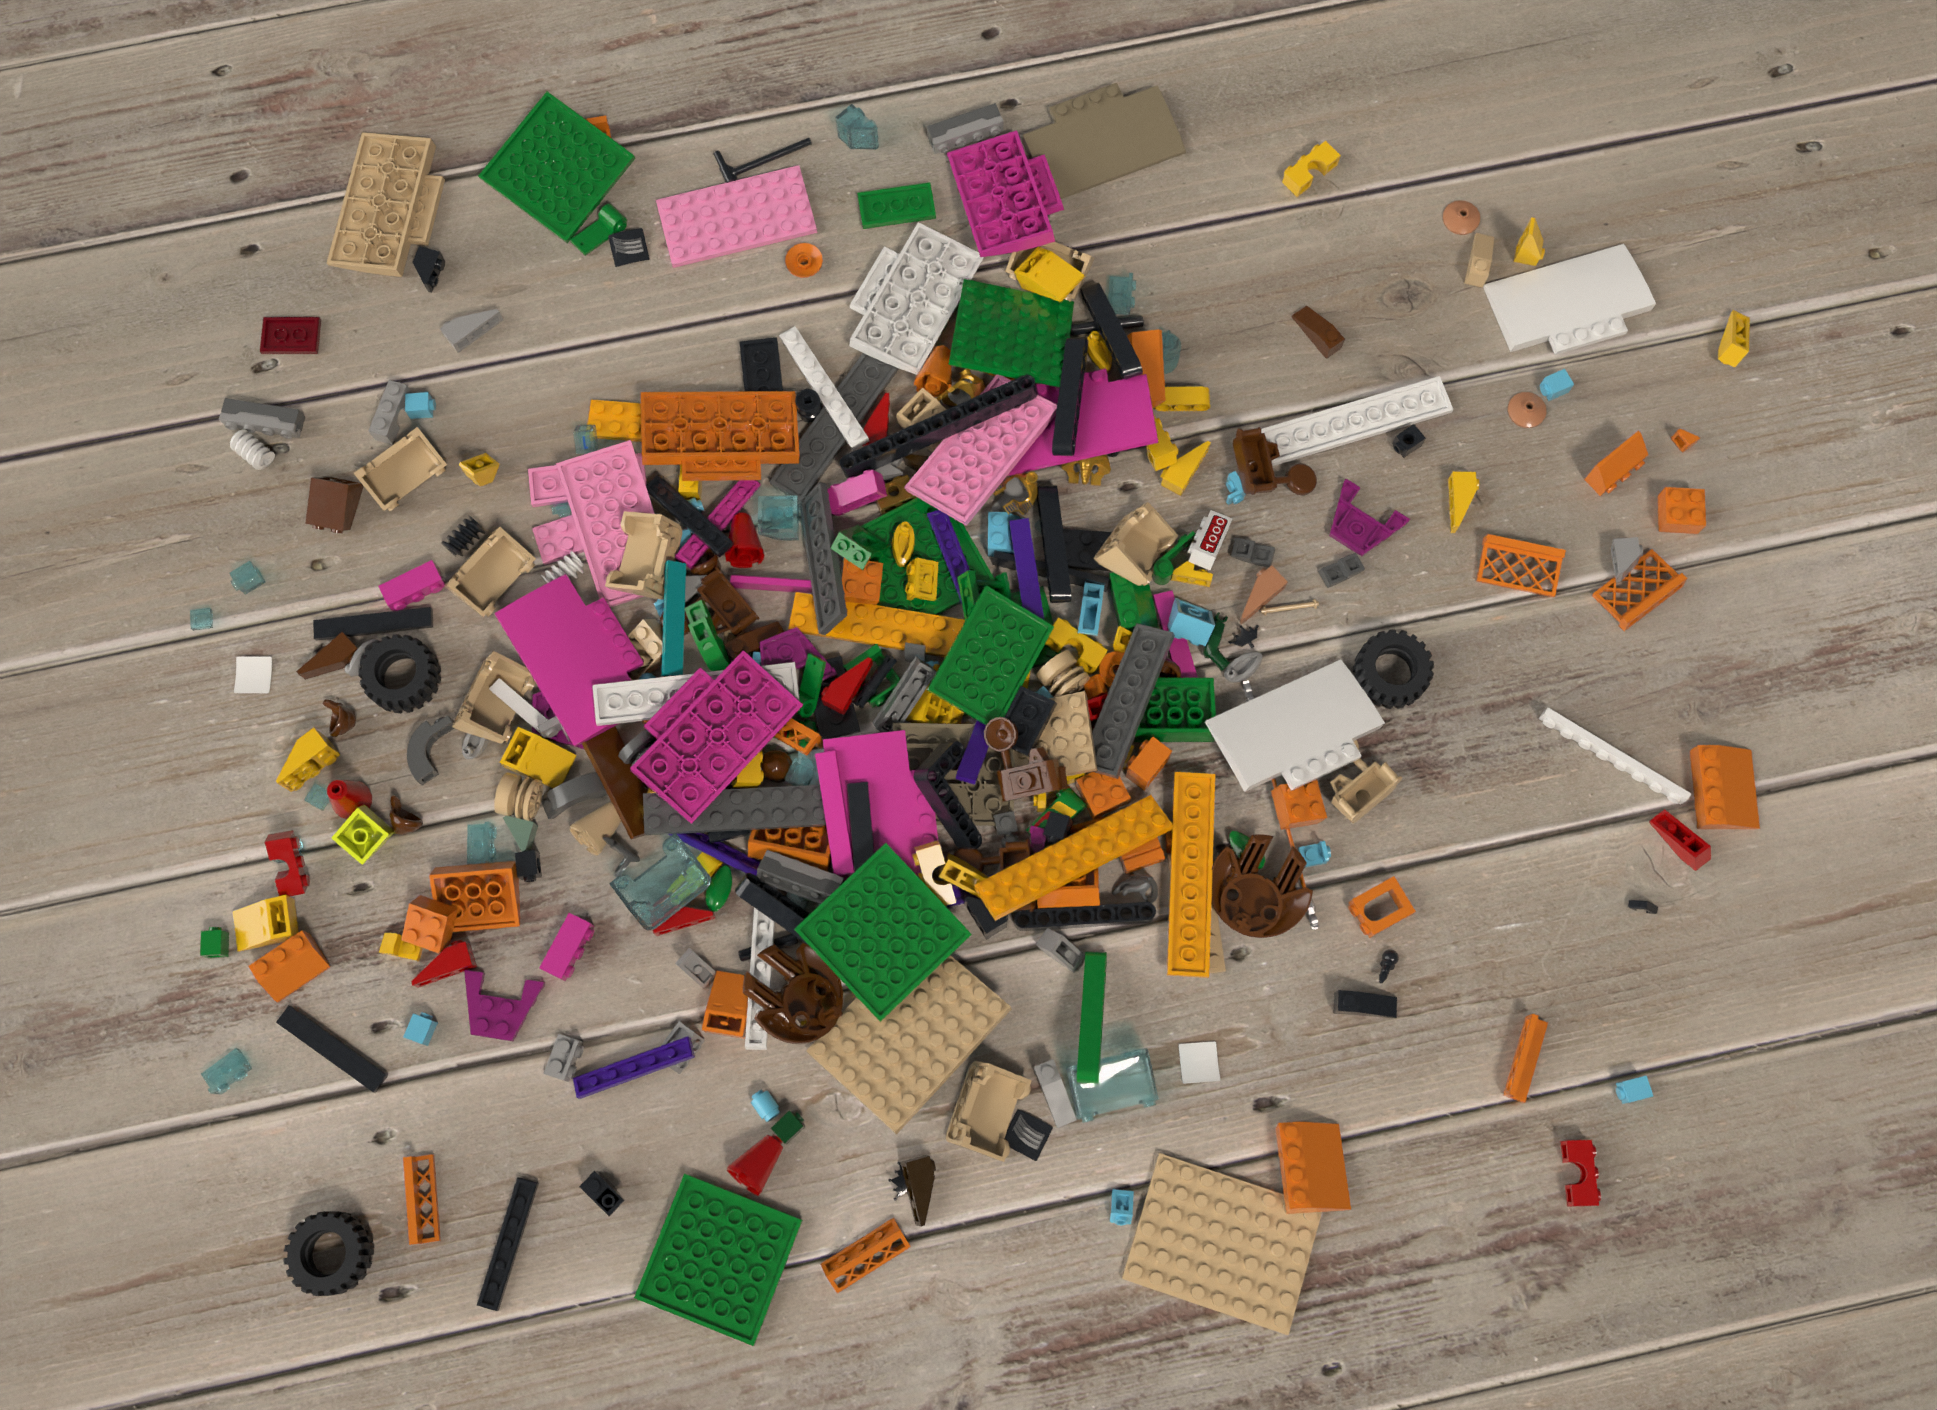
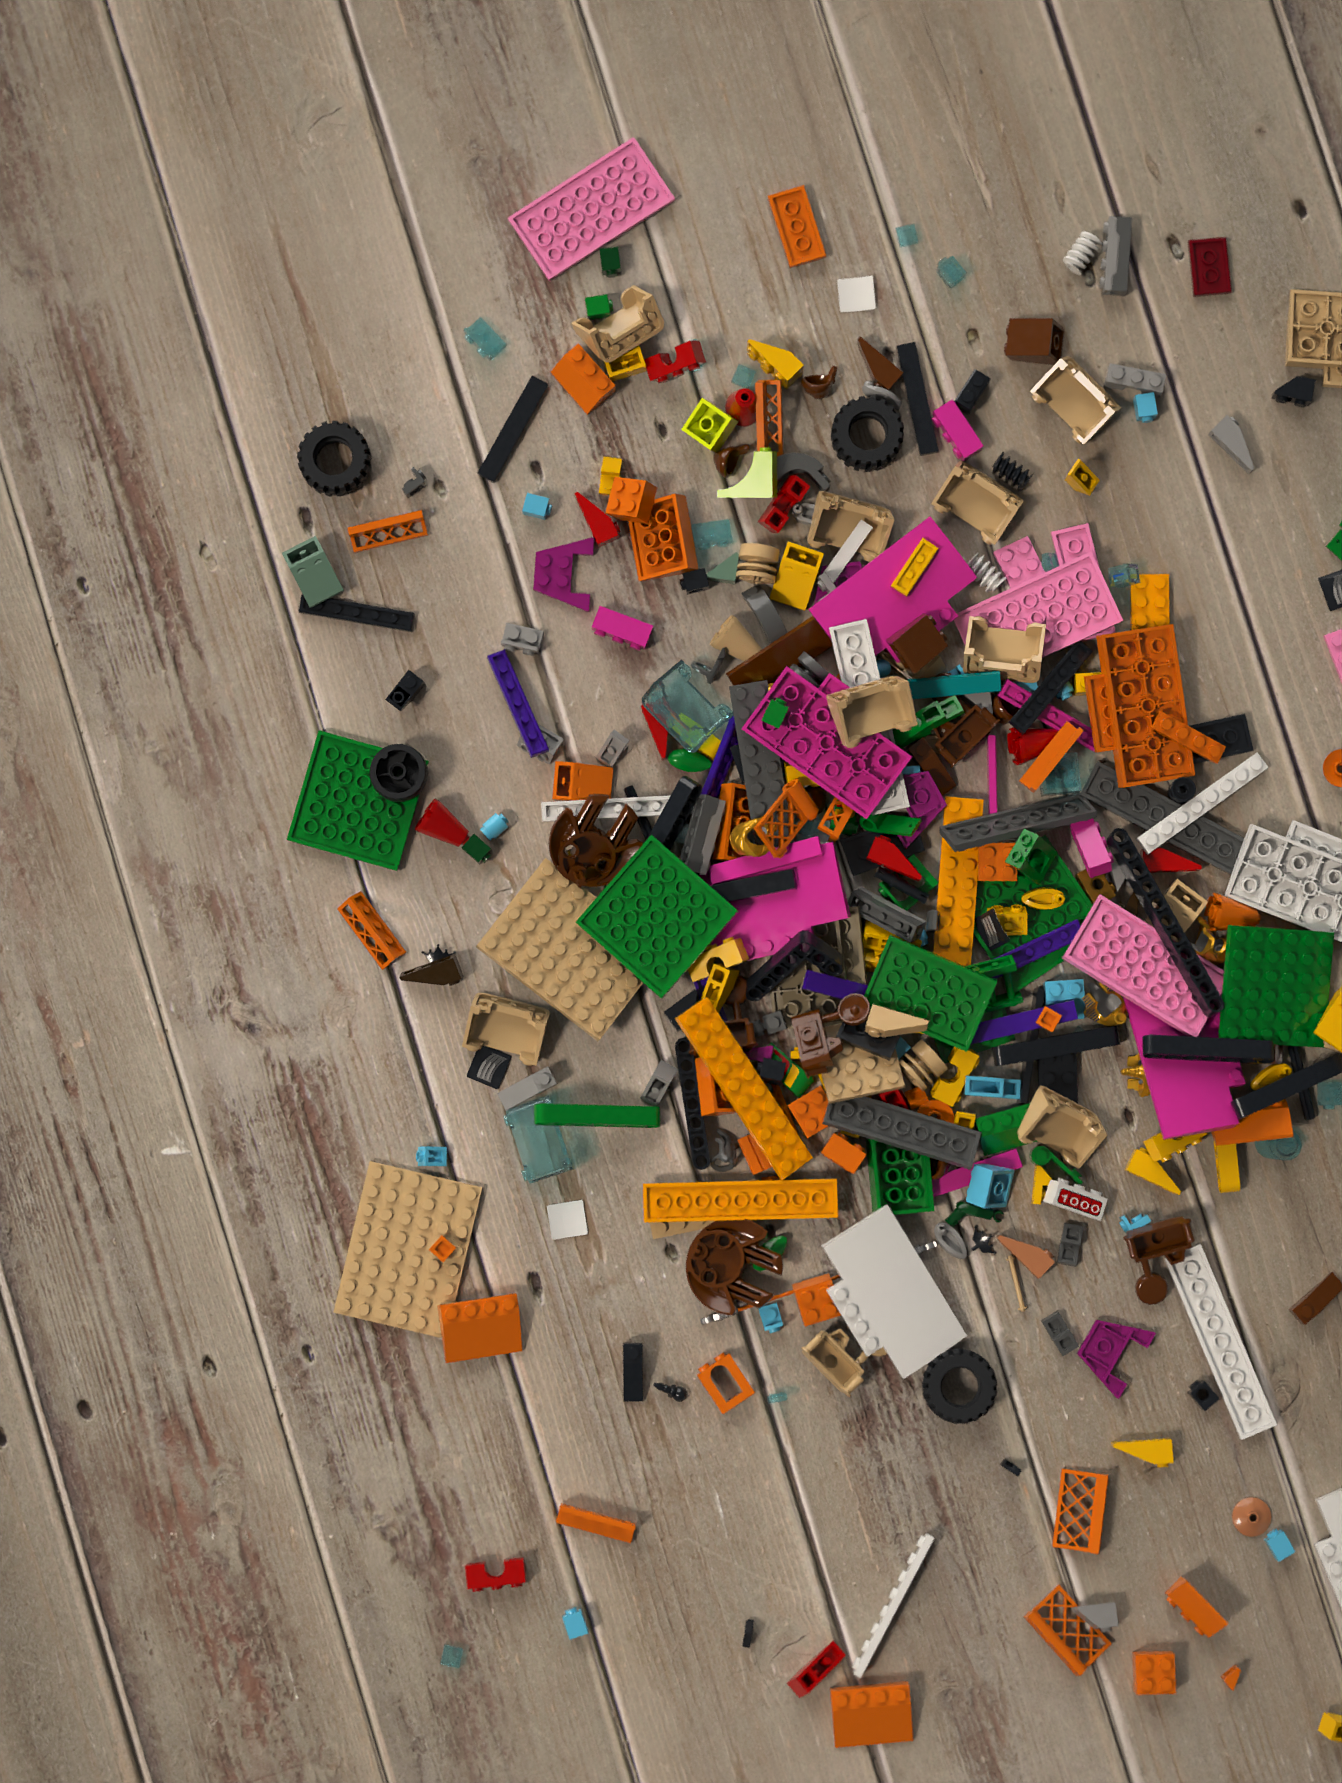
camera: 85 degrees right, 10 degrees up
(106, 942) = (591, 209): none -> bright pink plate
(167, 926) = (610, 261): none -> dark green brick
(169, 728) = (796, 226): none -> orange plate
(243, 915) = (625, 328): none -> tan windscreen
(365, 778) = (762, 414): none -> orange fence
(373, 566) = (972, 391): none -> black brick
(375, 1163) = (413, 486): none -> dark grey bracket
(430, 786) = (760, 479): none -> arch
(448, 756) = (789, 494): none -> red arch
(452, 1289) = (312, 571): none -> sand green slope
(545, 633) = (914, 567): none -> yellow tile
(625, 637) = (917, 643): none -> reddish brown slope
(678, 783) = (775, 712): none -> green brick
(687, 682) = (872, 709): none -> tan windscreen
(709, 1213) = (403, 787): none -> black wheel
(756, 391) = (1188, 737): none -> orange plate
(760, 519) = (1050, 756): none -> orange fence
(779, 772) = (798, 803): none -> orange piece
(810, 834) = (744, 841): none -> pearl gold piece
(930, 594) = (991, 930): none -> black sticker
(1018, 698) = (888, 1023): none -> tan slope
(1027, 544) = (1048, 1019): none -> orange plate
(1225, 1202) = (442, 1248): none -> orange plate
(1398, 855) = (777, 1397): none -> clear light blue tile
(1475, 628) = (1011, 1467): none -> black tile
(1668, 1230) = (451, 1656): none -> clear light blue tile

